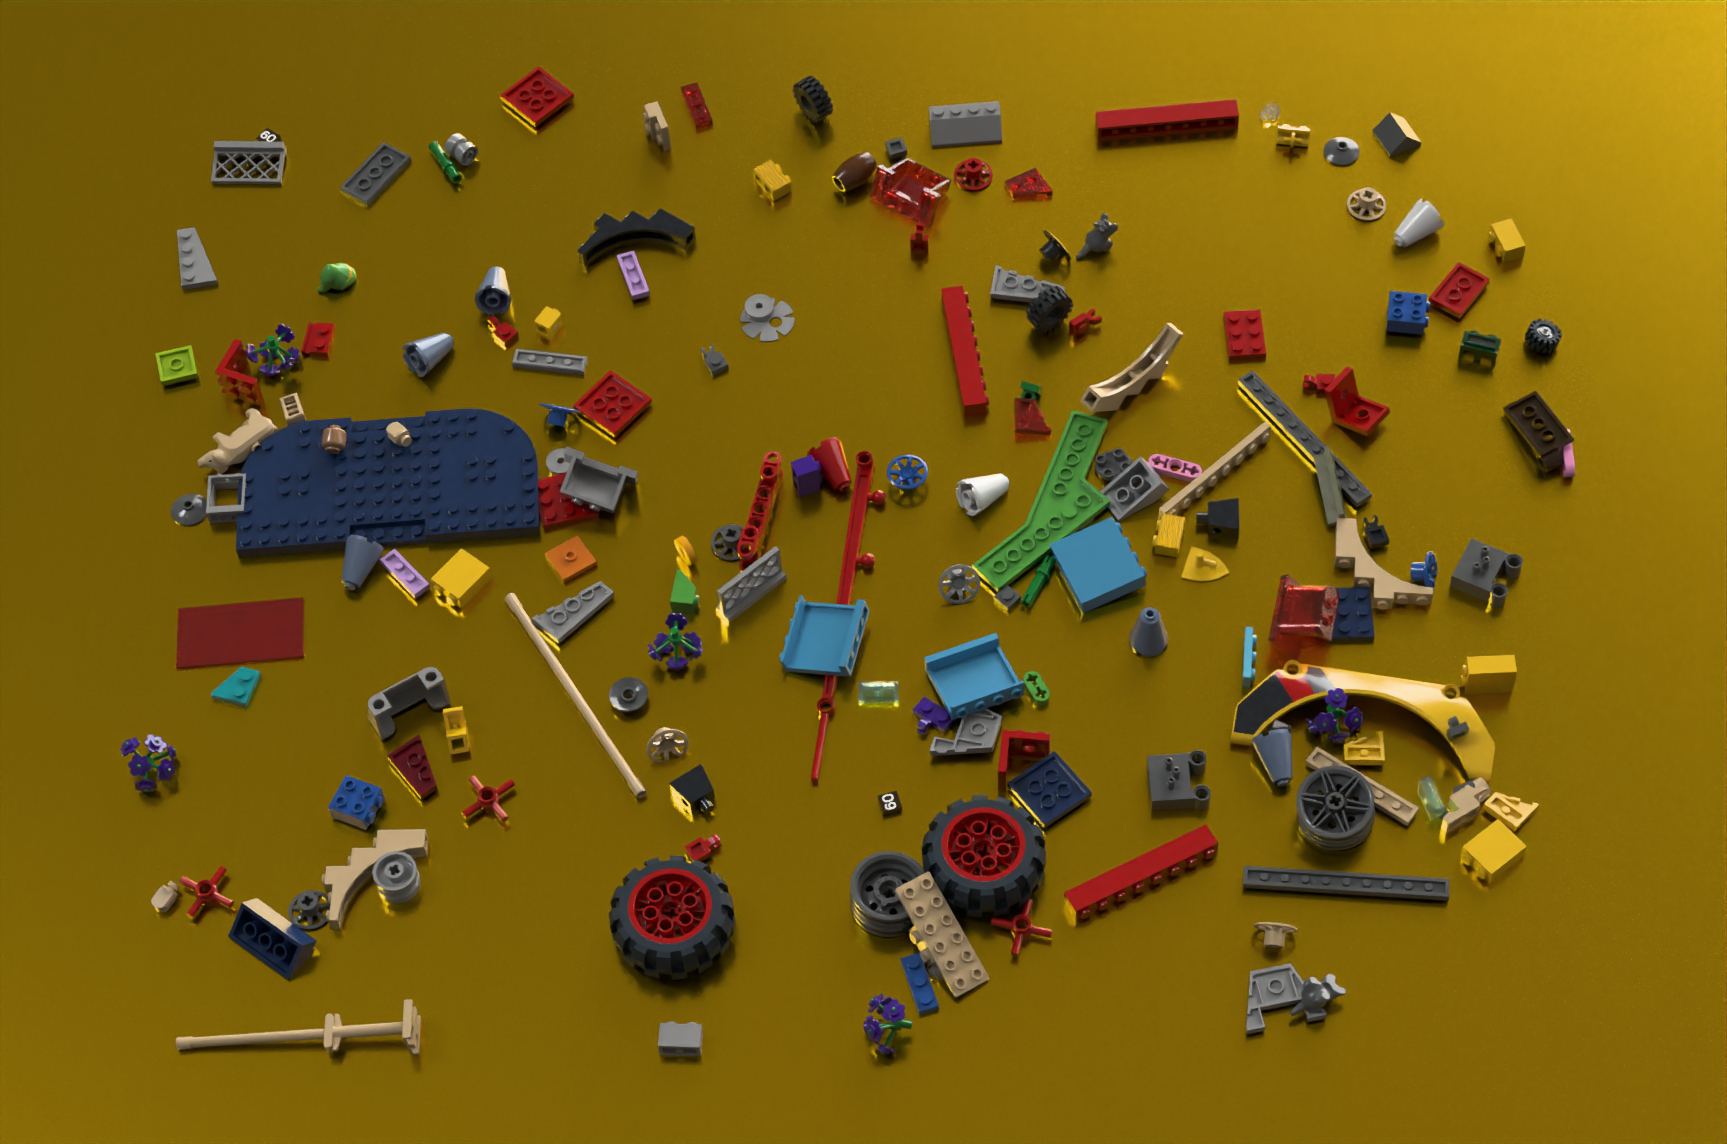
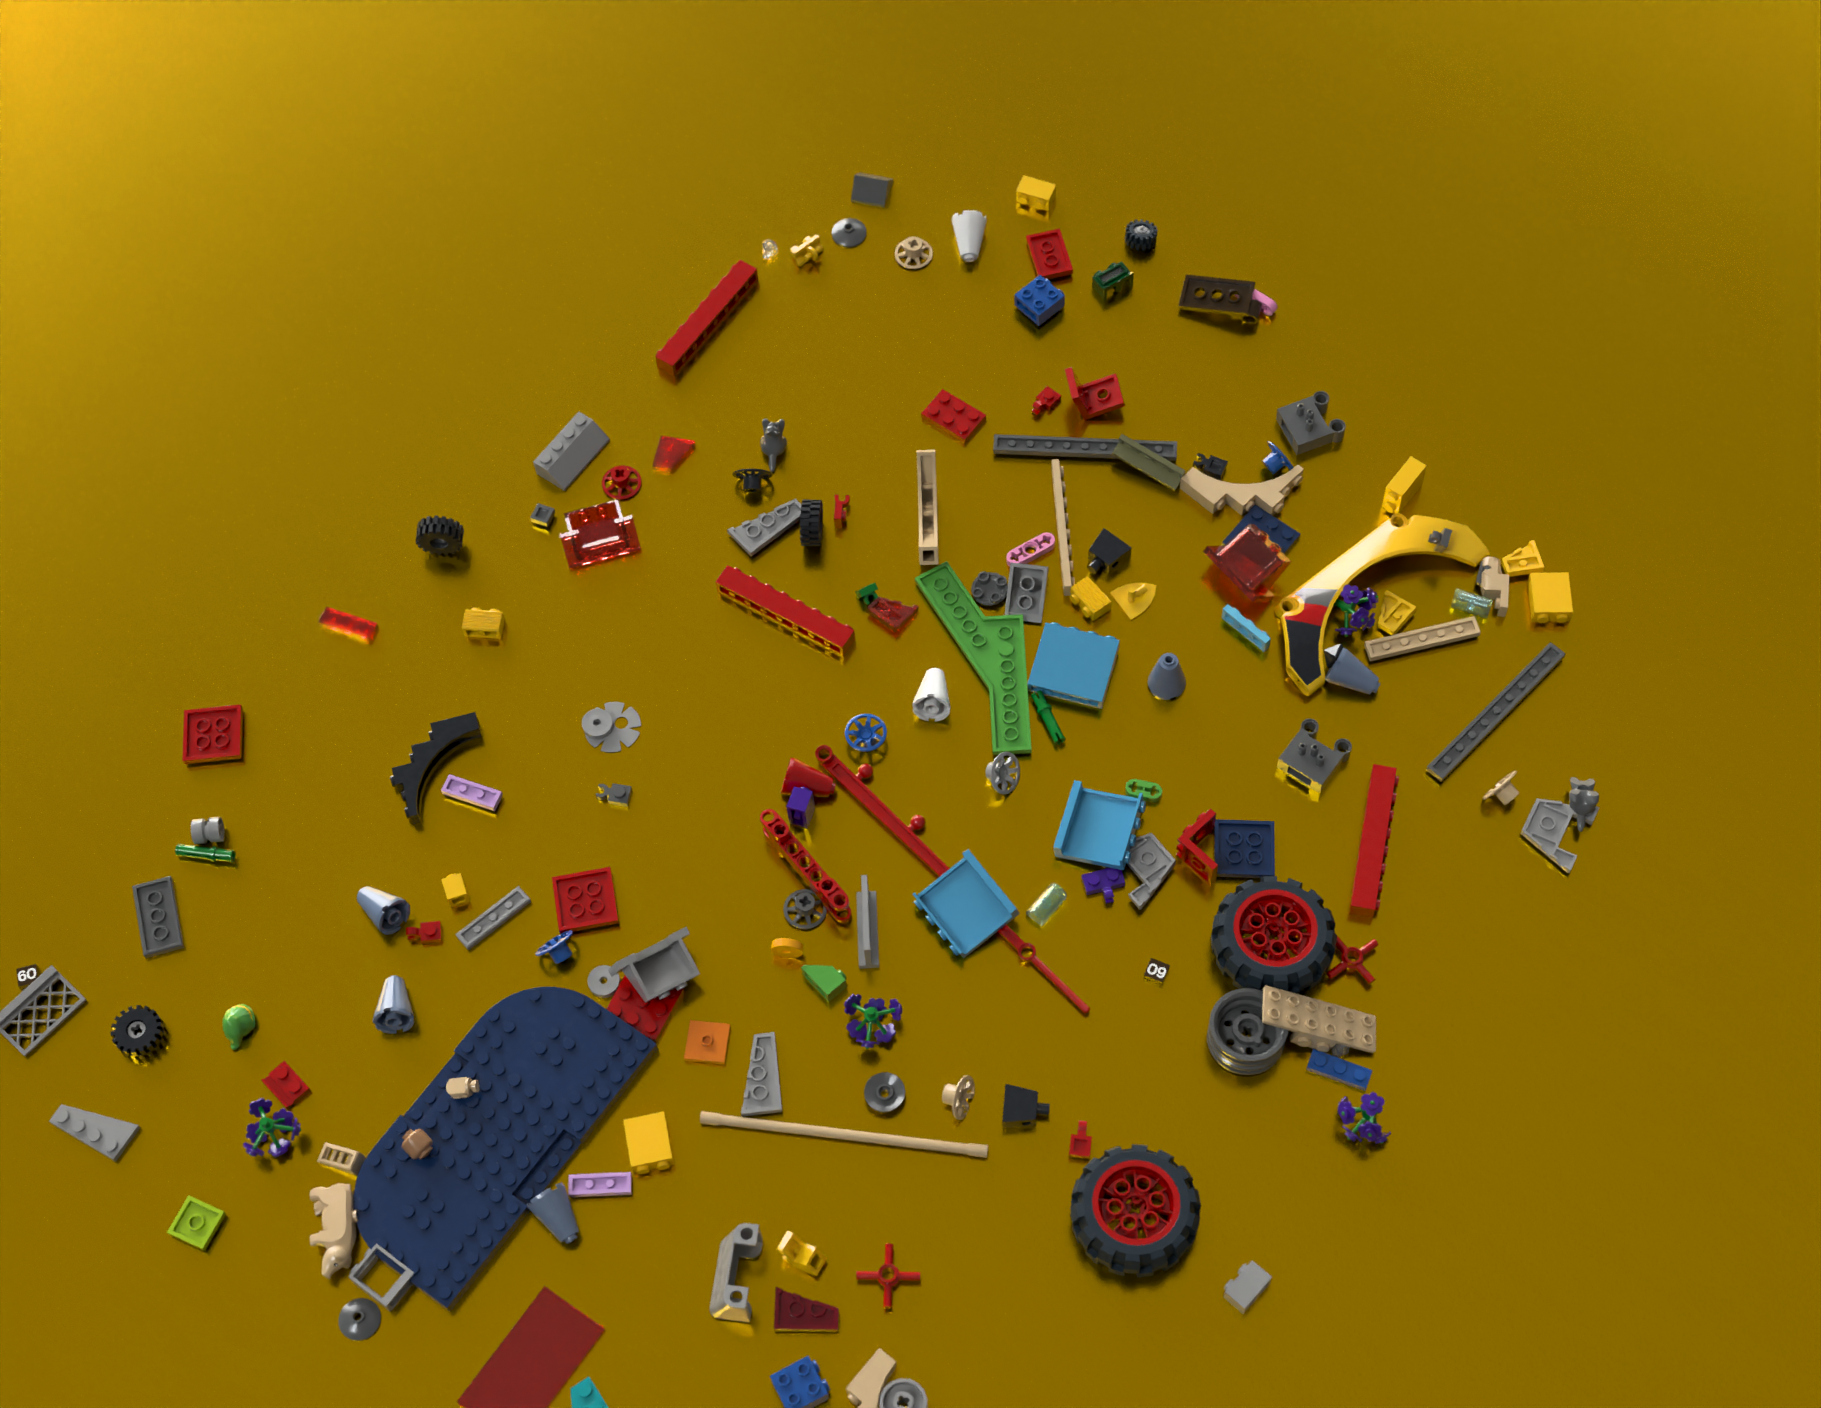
camera: 50 degrees left, 5 degrees up
(233, 382) = (273, 1186): red bracket -> none
(283, 237) = (143, 1043): none -> black bush
(656, 125) = (344, 664): tan plate -> none
(854, 171) = (538, 559): reddish brown piece -> none
(919, 241) = (651, 564): red plate -> none
(1007, 598) = (1042, 750): dark grey plate -> none
(1345, 833) = (1413, 683): dark grey wheel -> none

